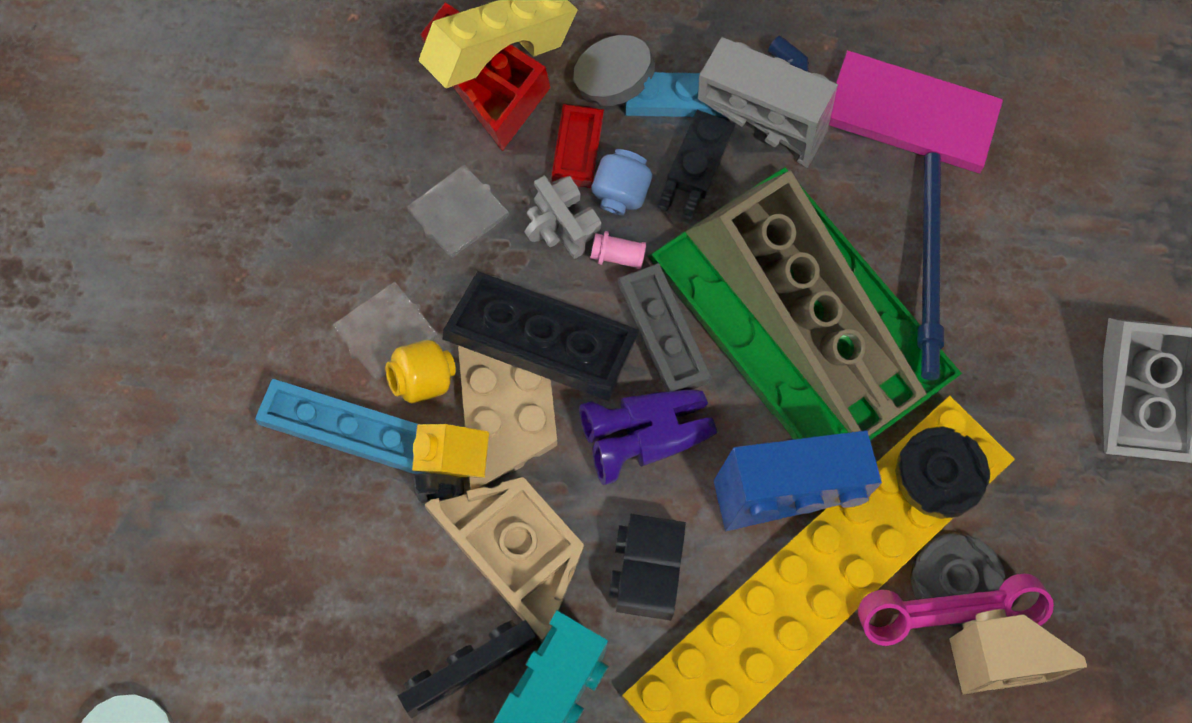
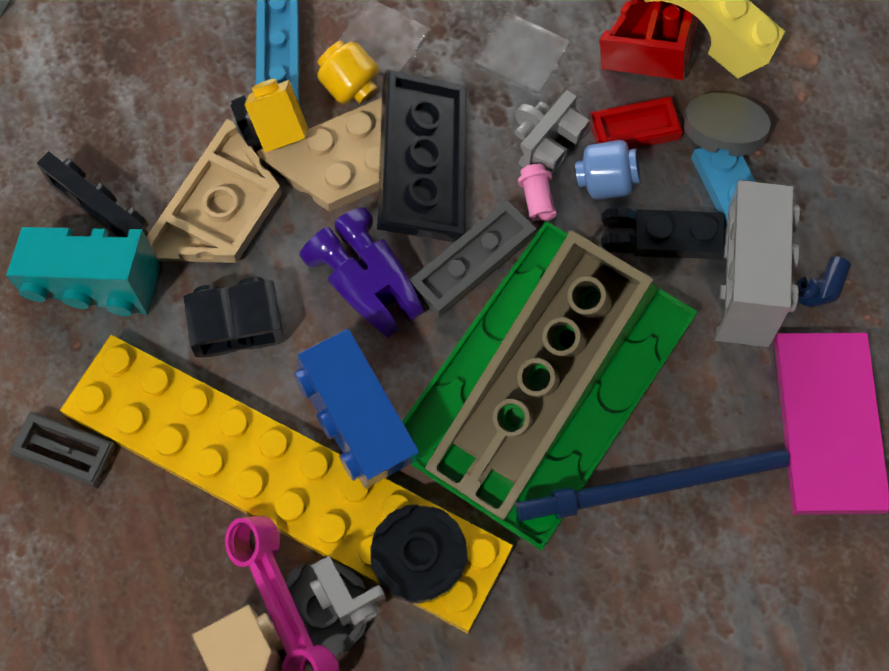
camera: 75 degrees right, 0 degrees up
(960, 555) = (332, 591): none -> light grey bracket

